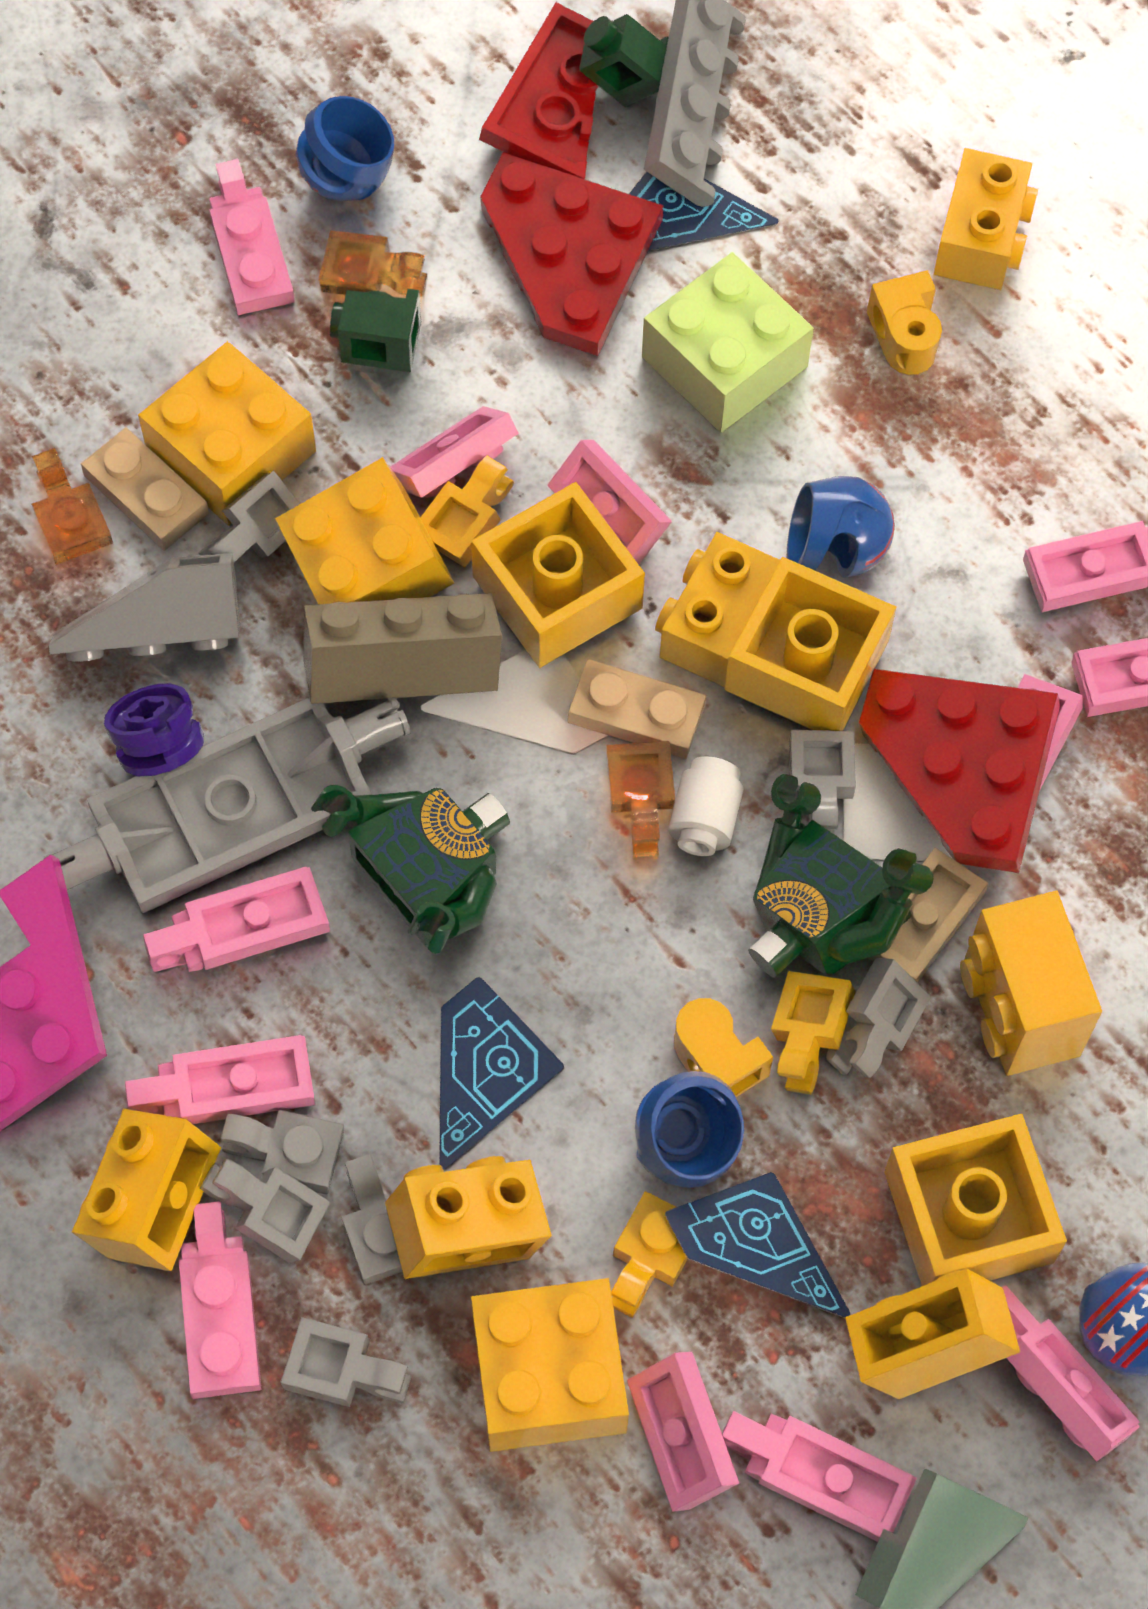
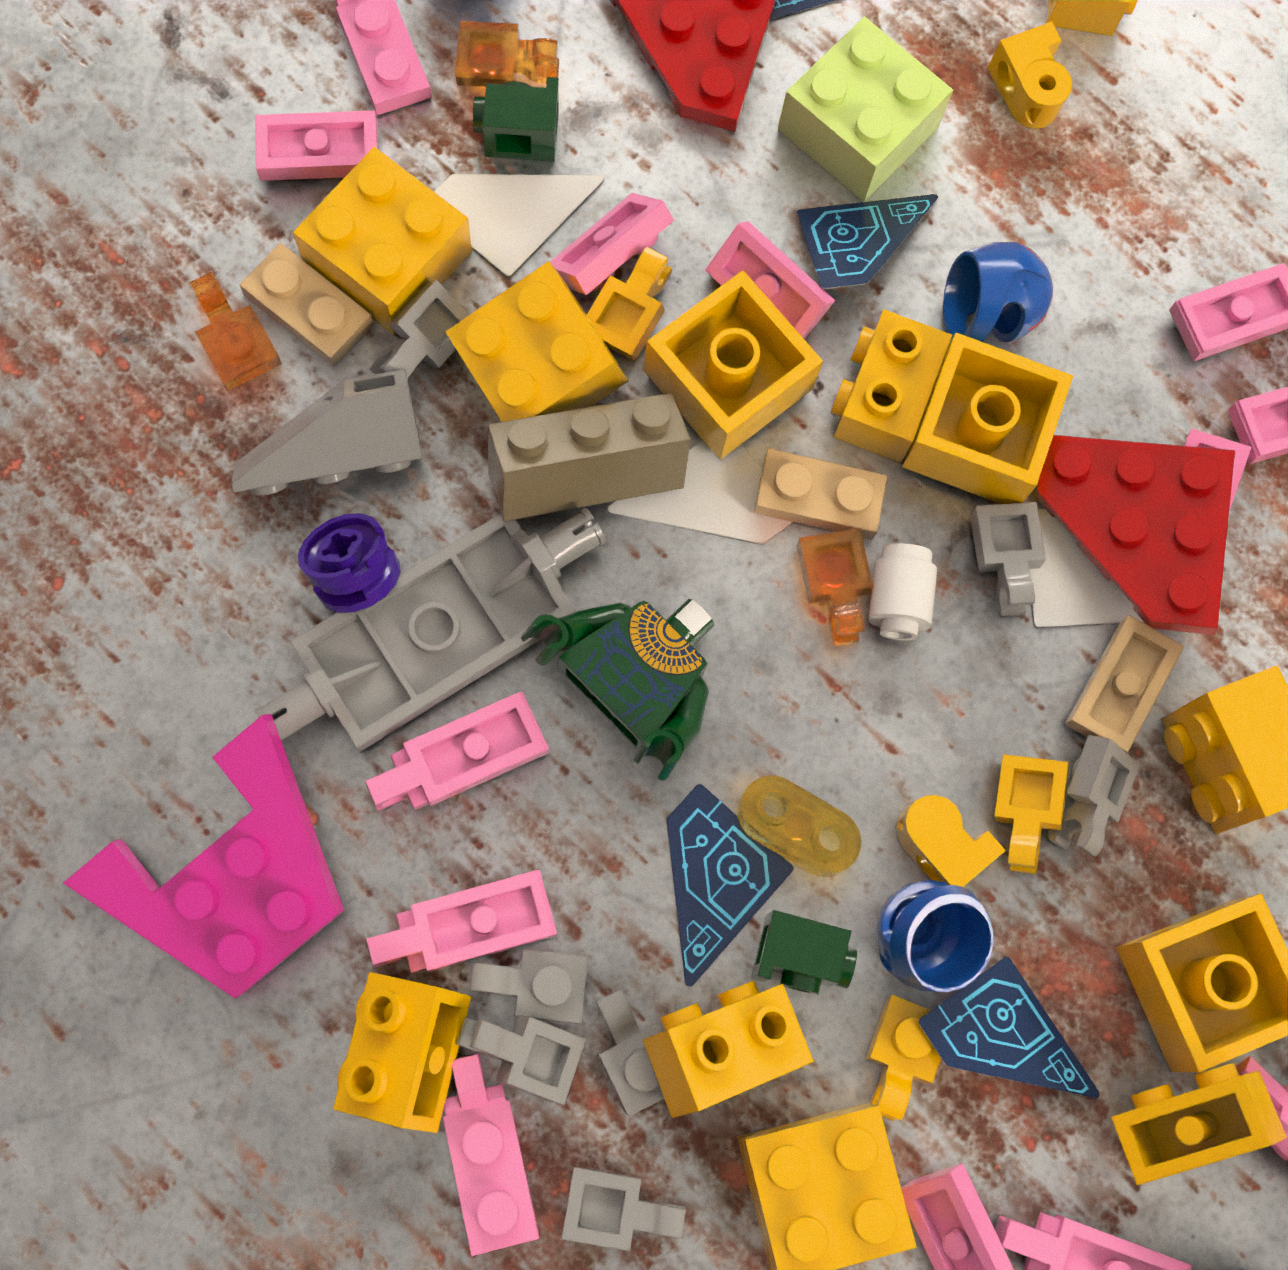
camera: 15 degrees left, 10 degrees up
(169, 336) = (313, 144): none -> bright pink plate
(364, 418) = (514, 212): none -> white sticker
(559, 1139) = (804, 953): none -> dark green brick
(567, 1025) = (798, 830): none -> clear yellow plate
(702, 467) = (857, 238): none -> dark blue sticker
(824, 894) = (1035, 678): dark green torso -> none

